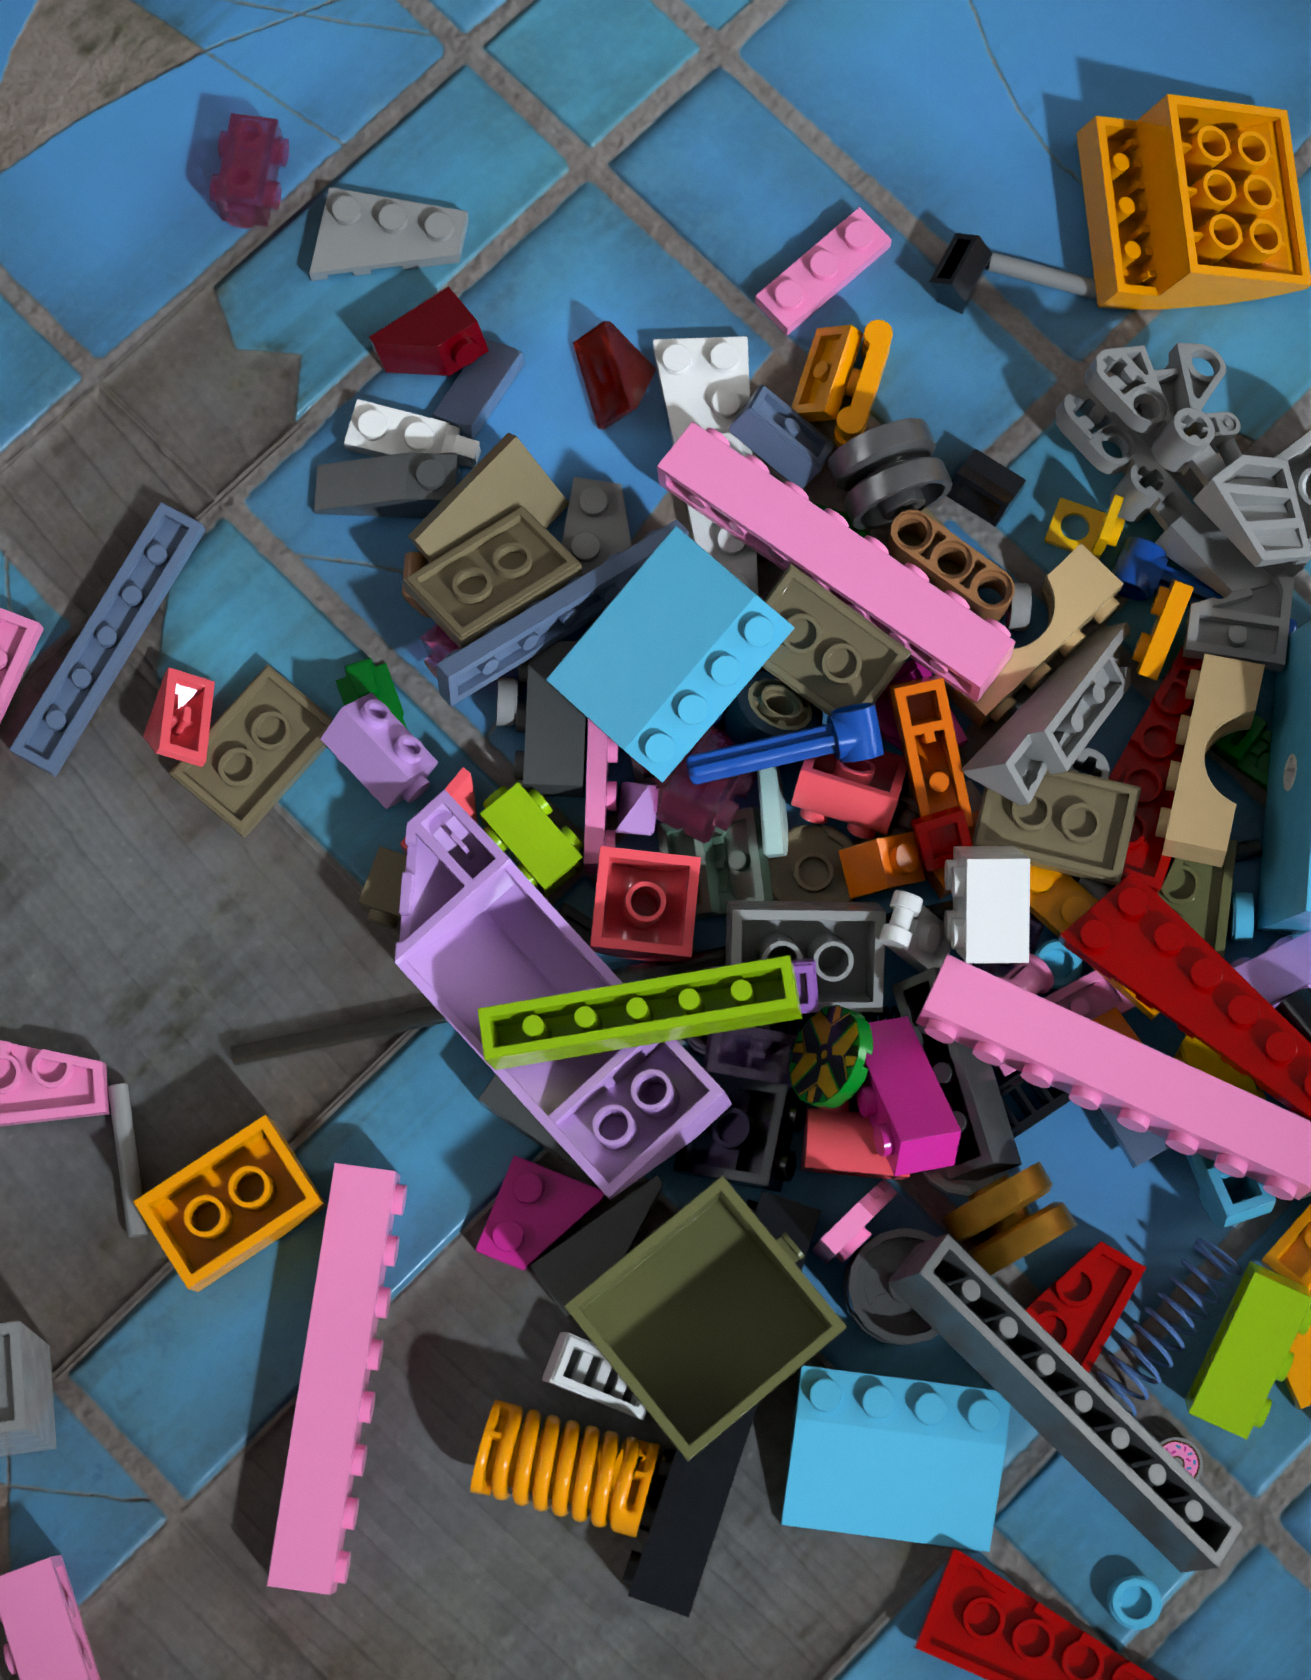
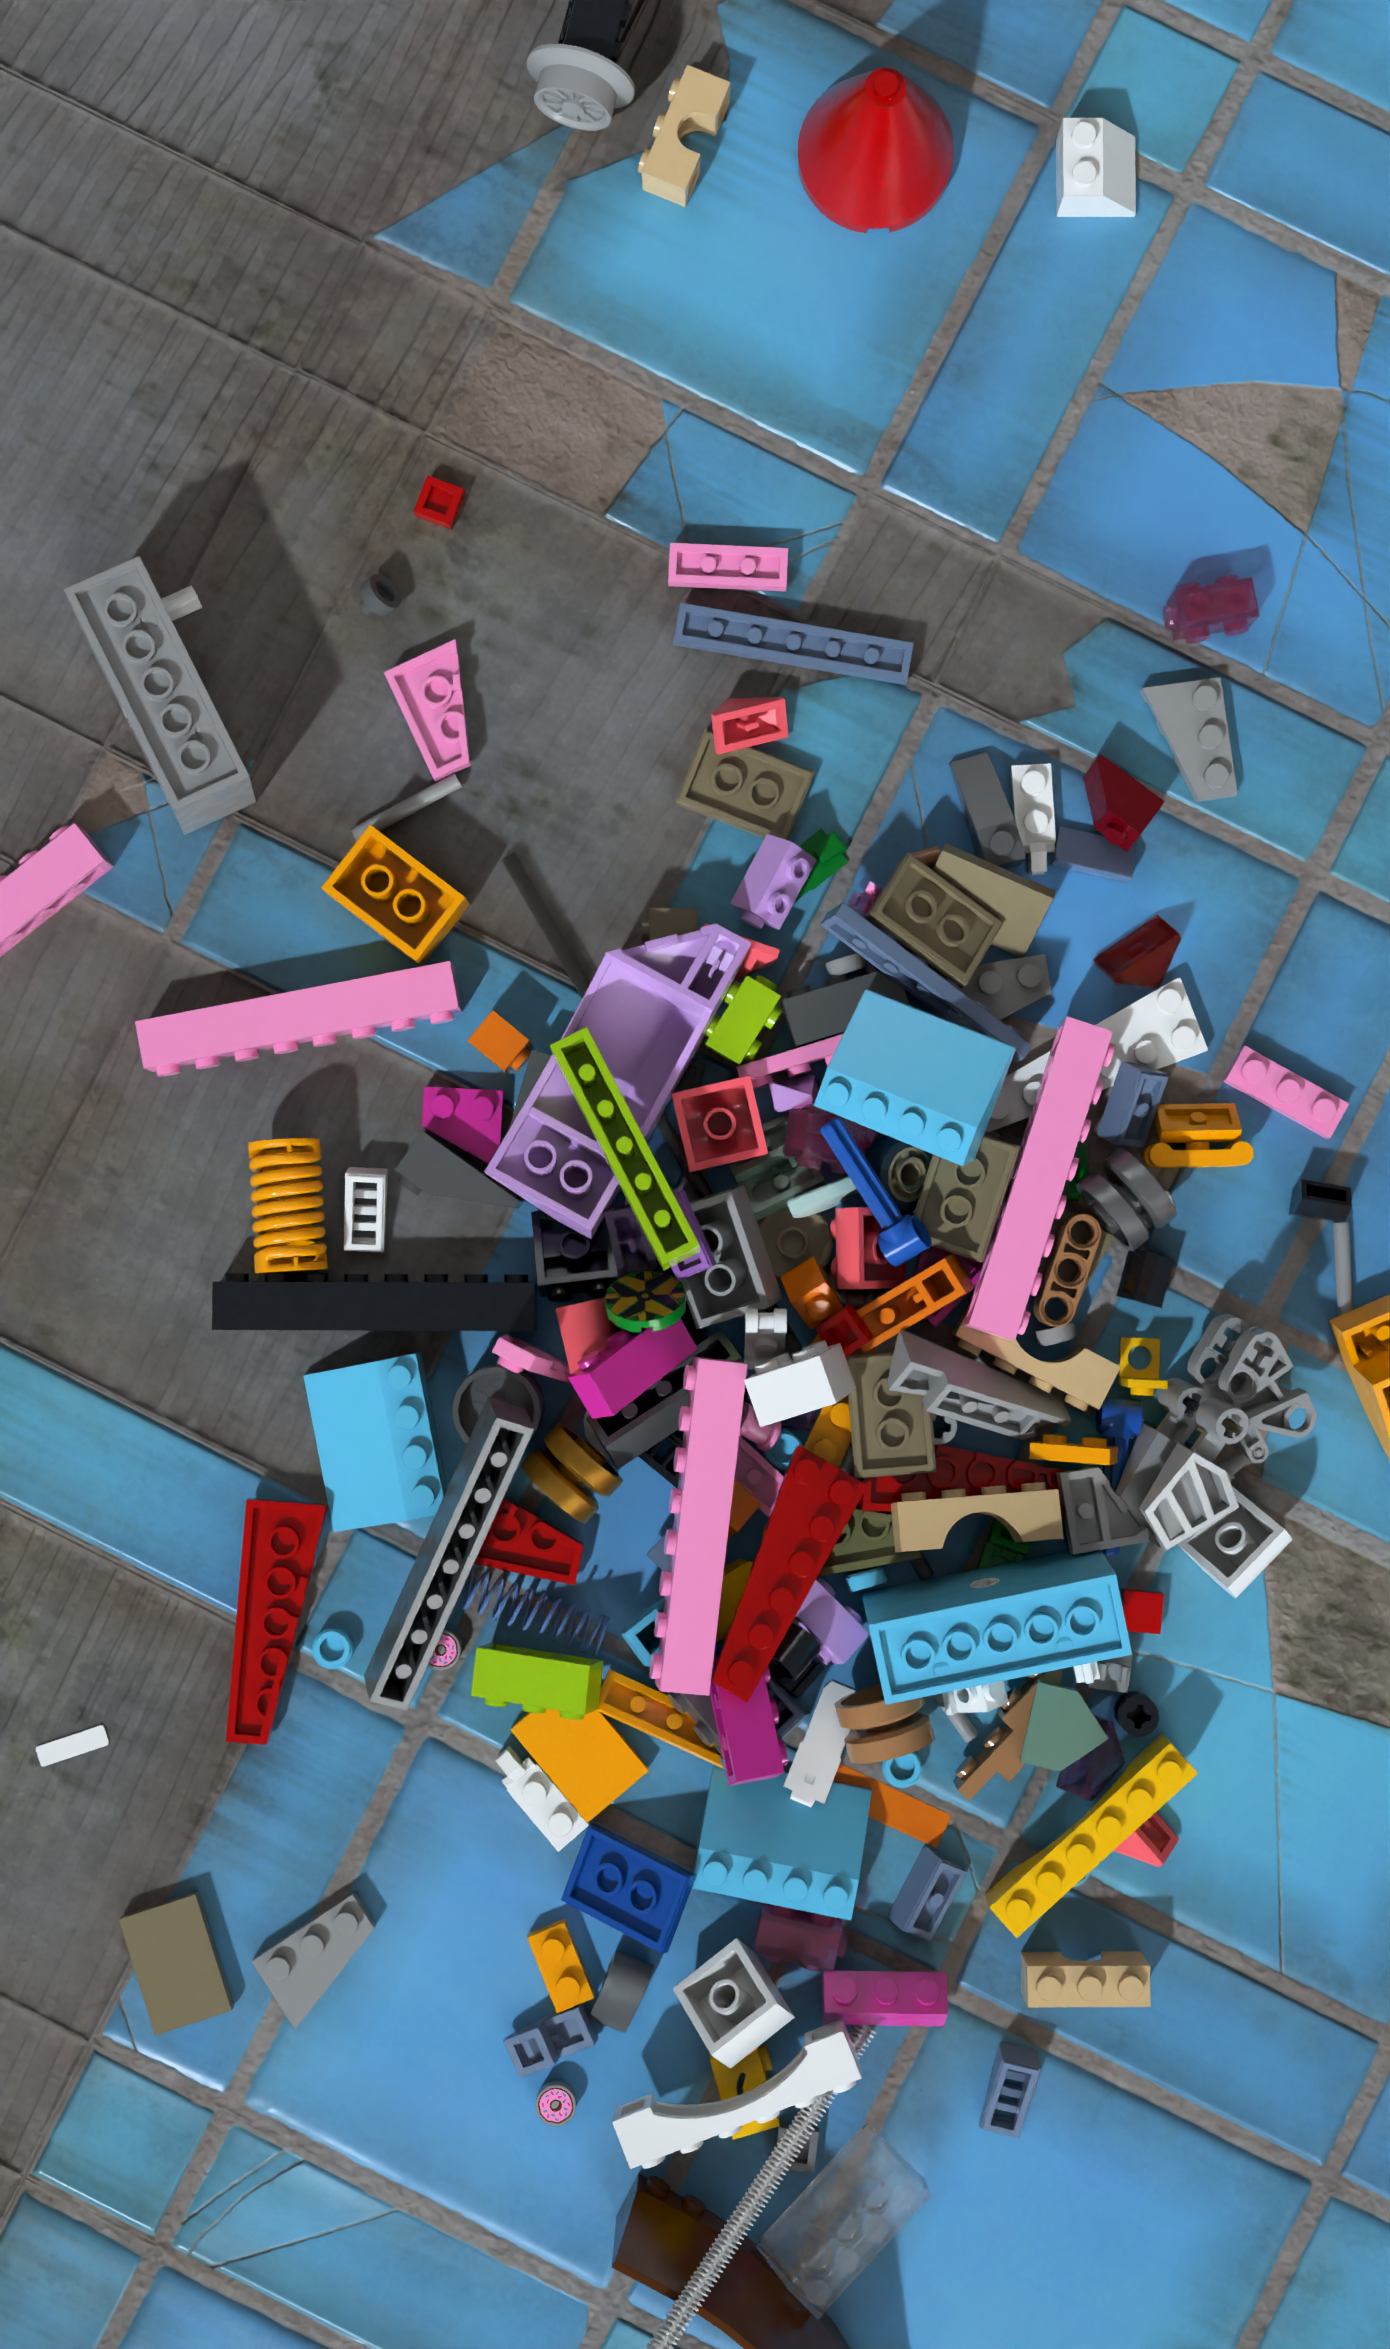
camera: 75 degrees right, 10 degrees up
(456, 1137) = (501, 1043): none -> orange brick
(706, 1317) = (418, 1272): olive container -> none

